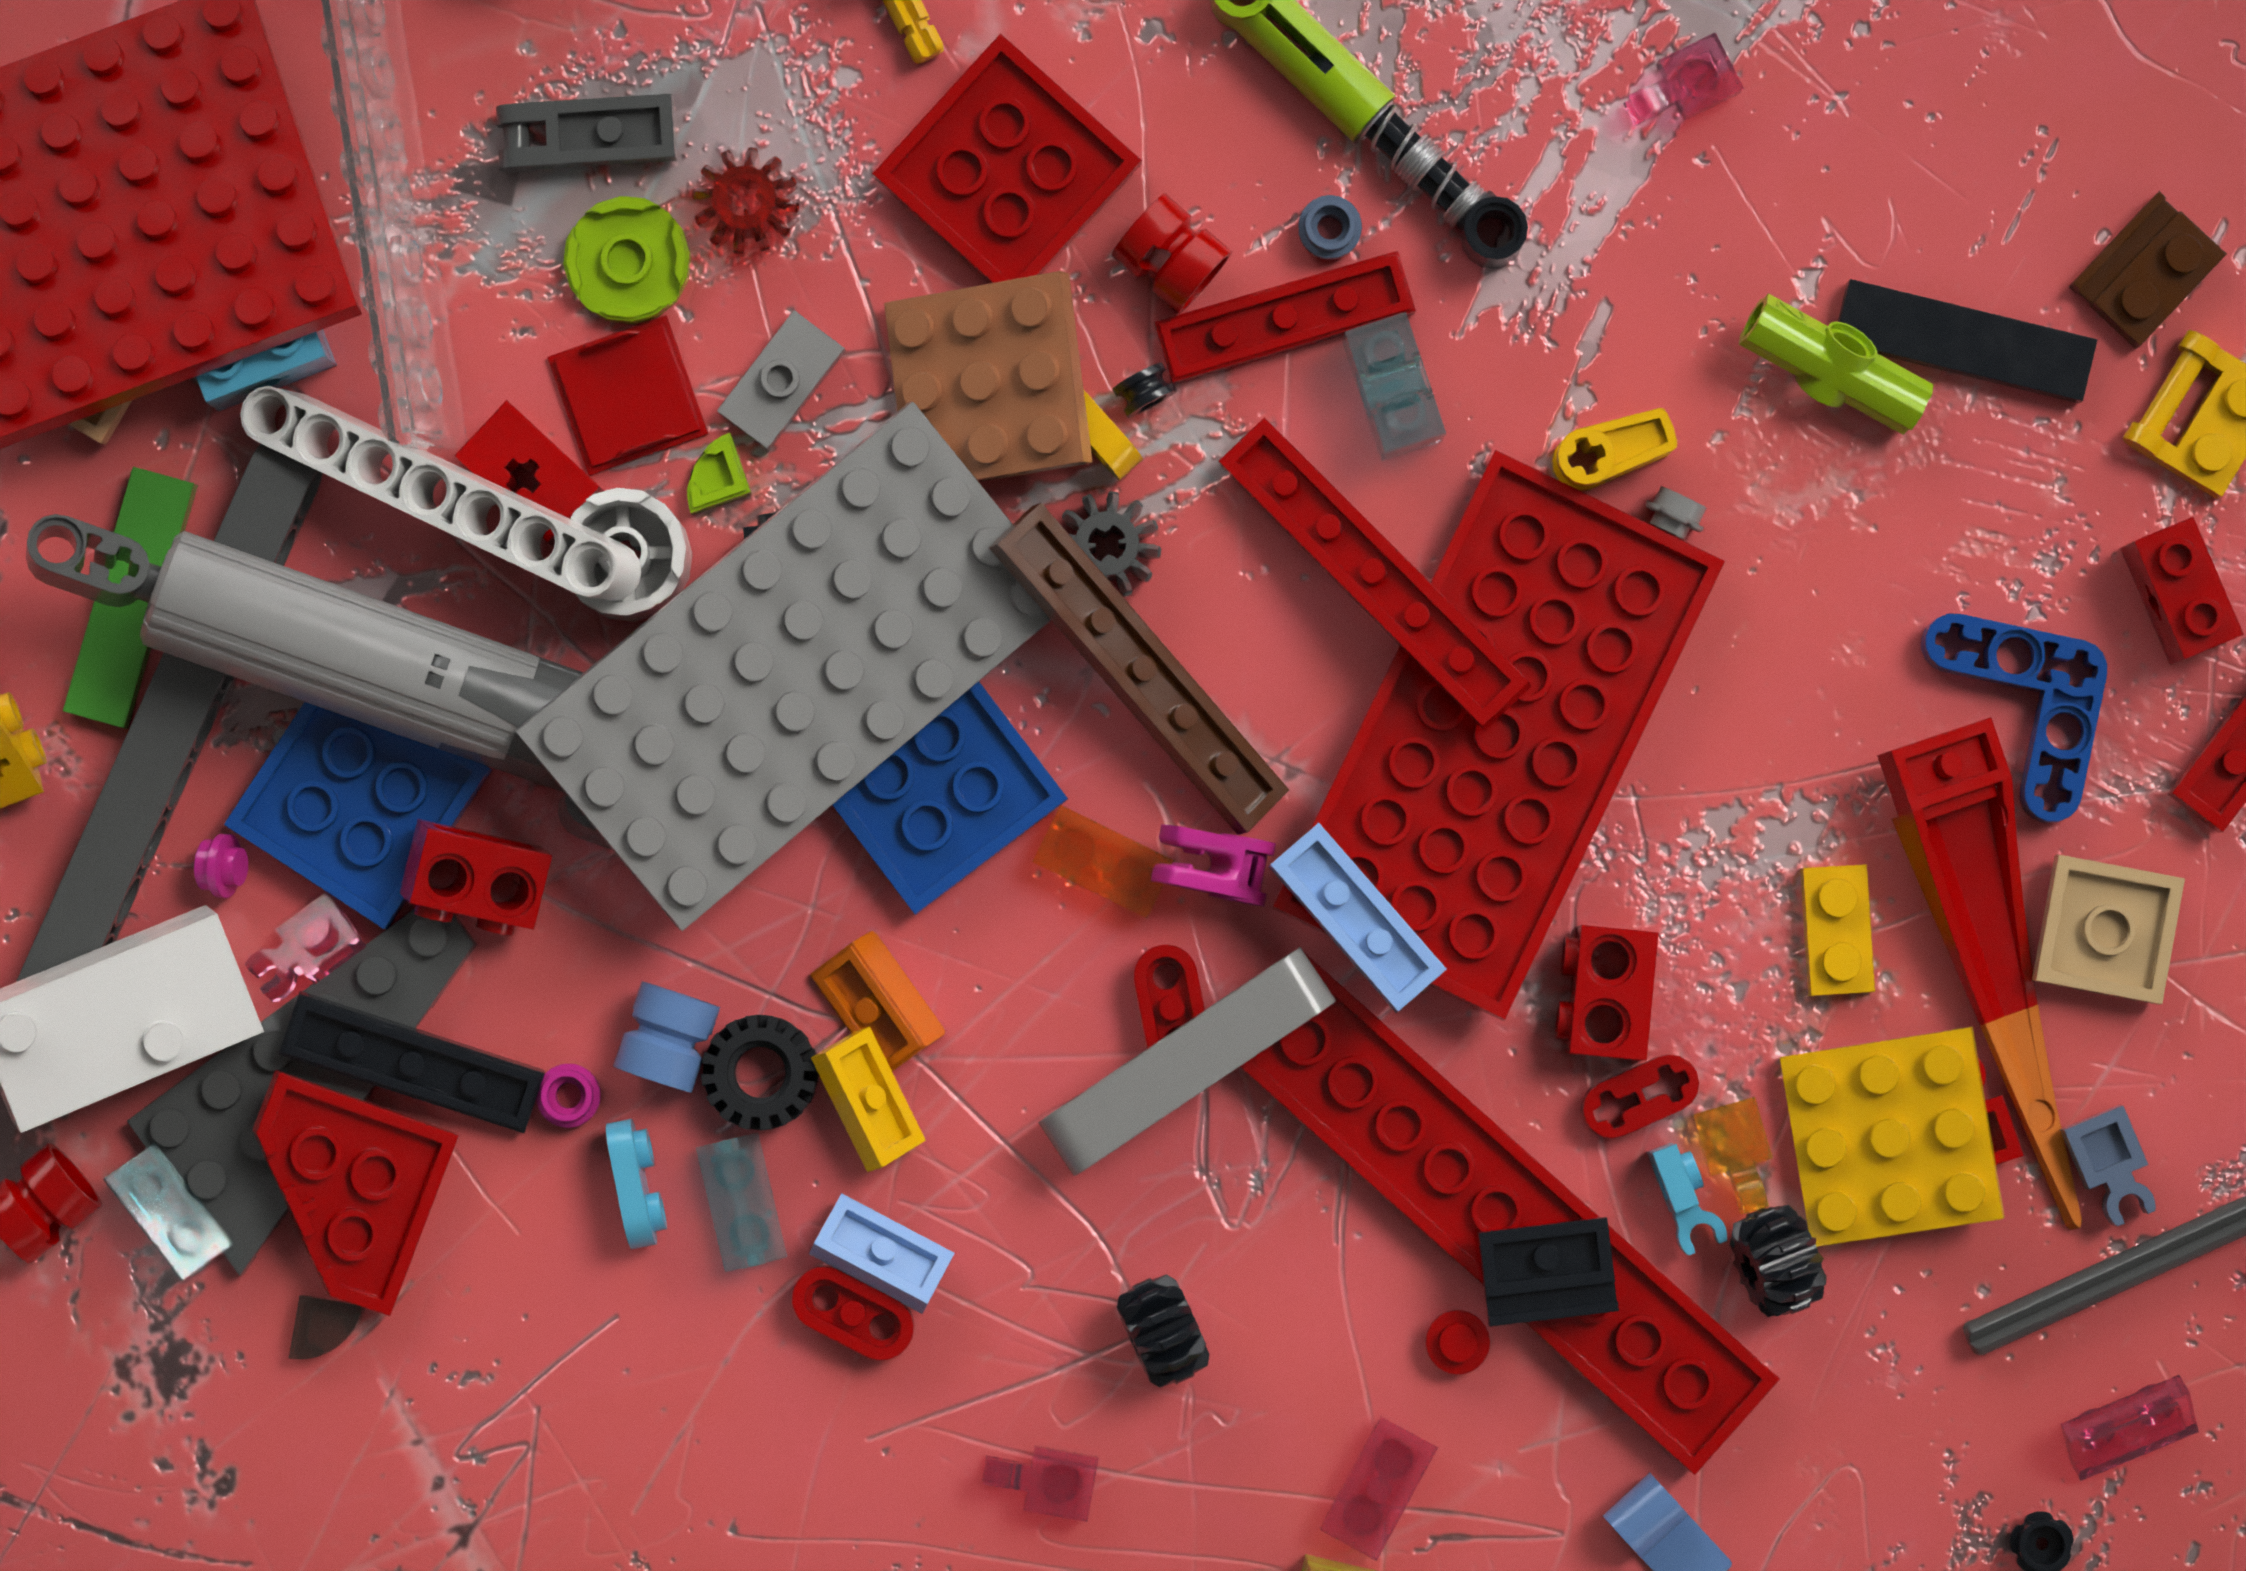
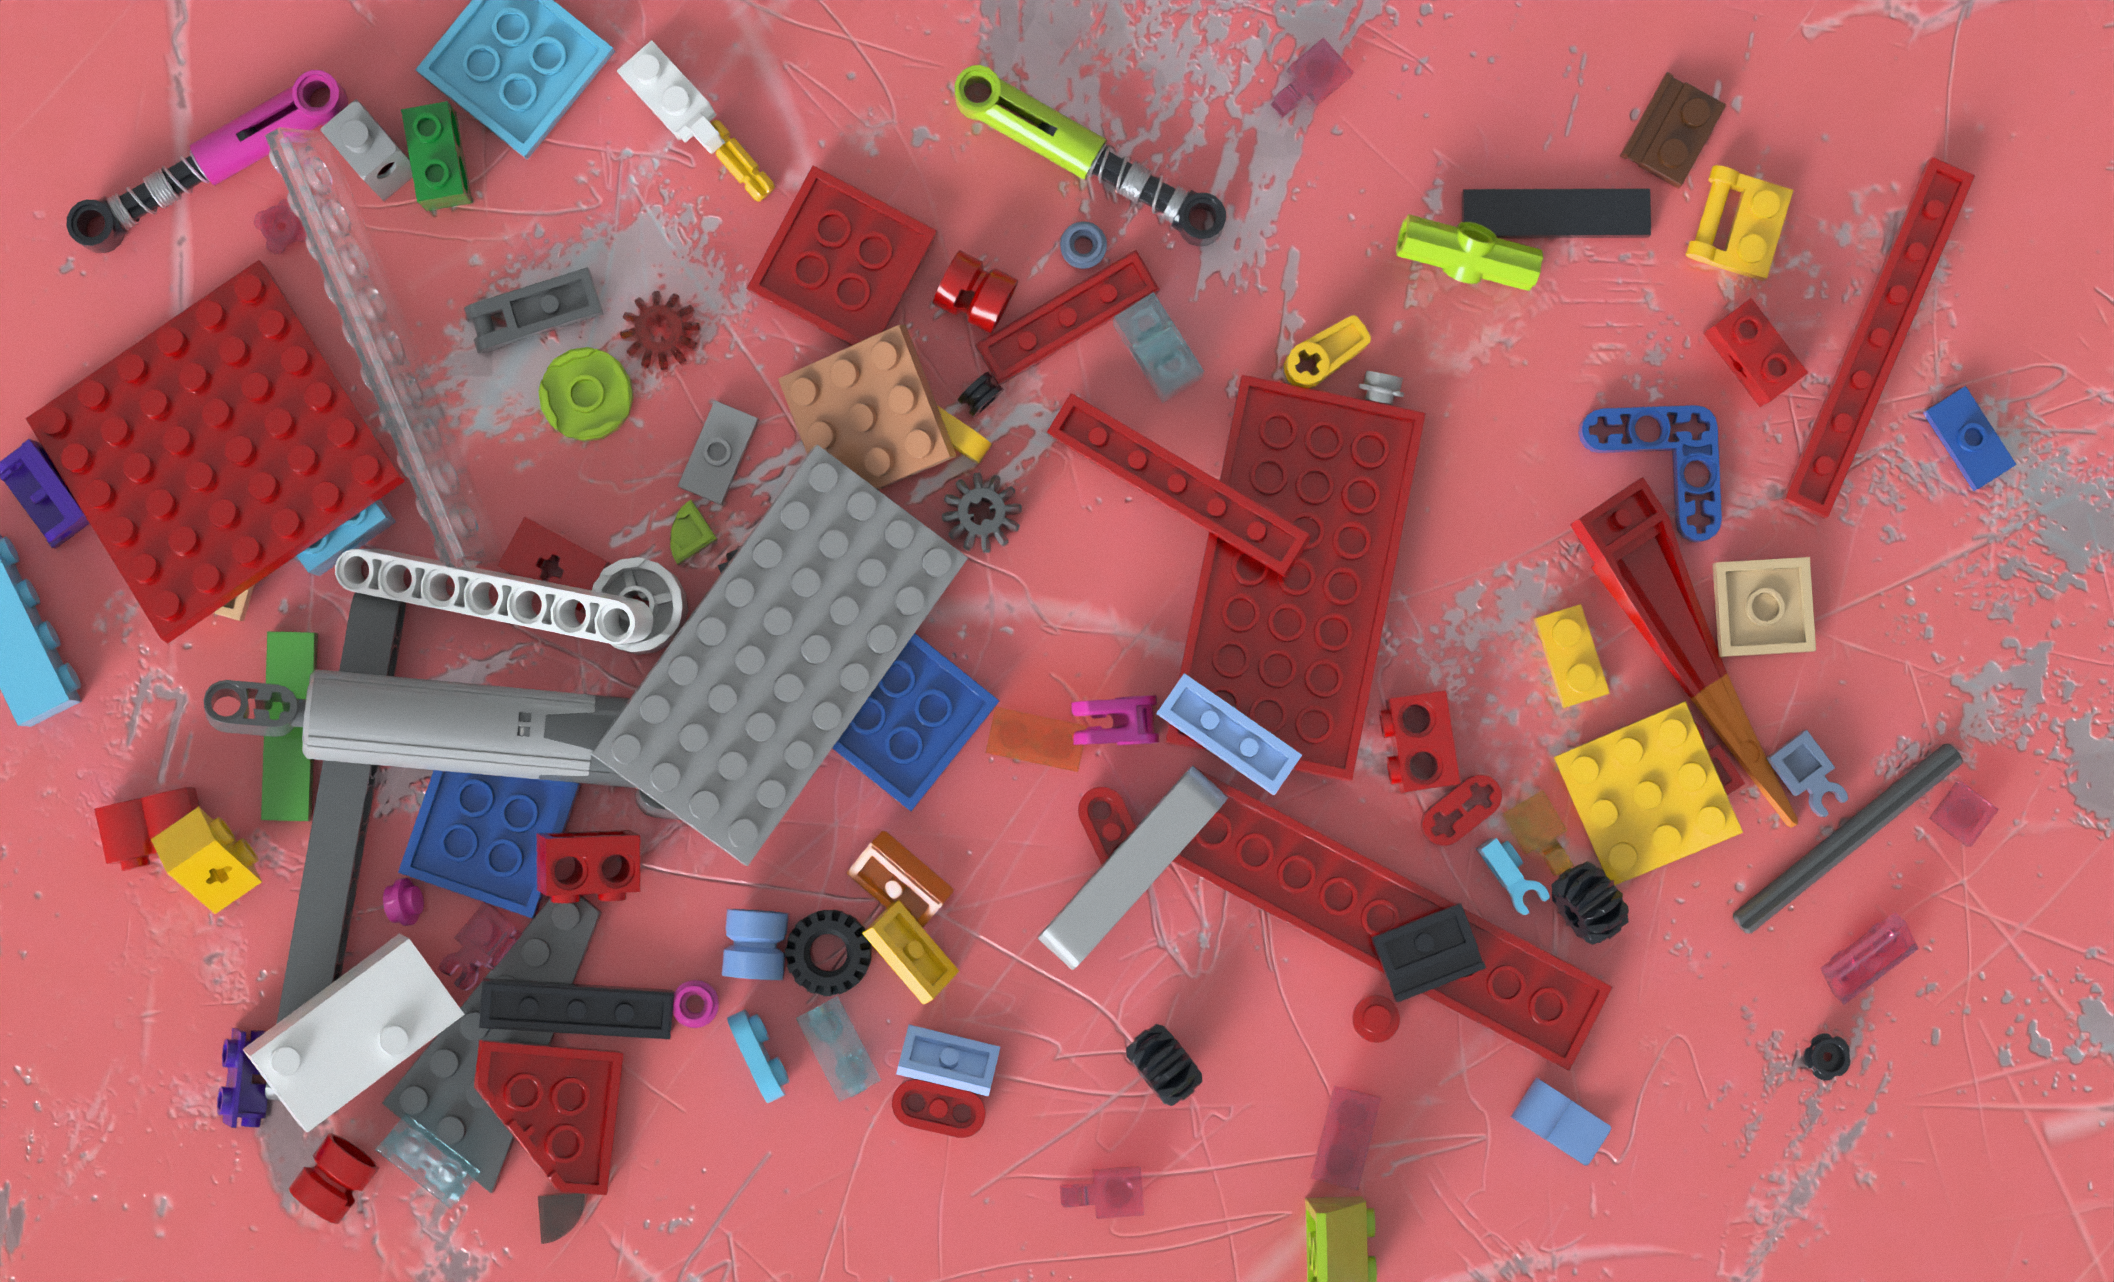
camera: 25 degrees left, 0 degrees up
(627, 395) = (610, 491): red piece -> none
(1139, 668) = (1027, 595): reddish brown plate -> none

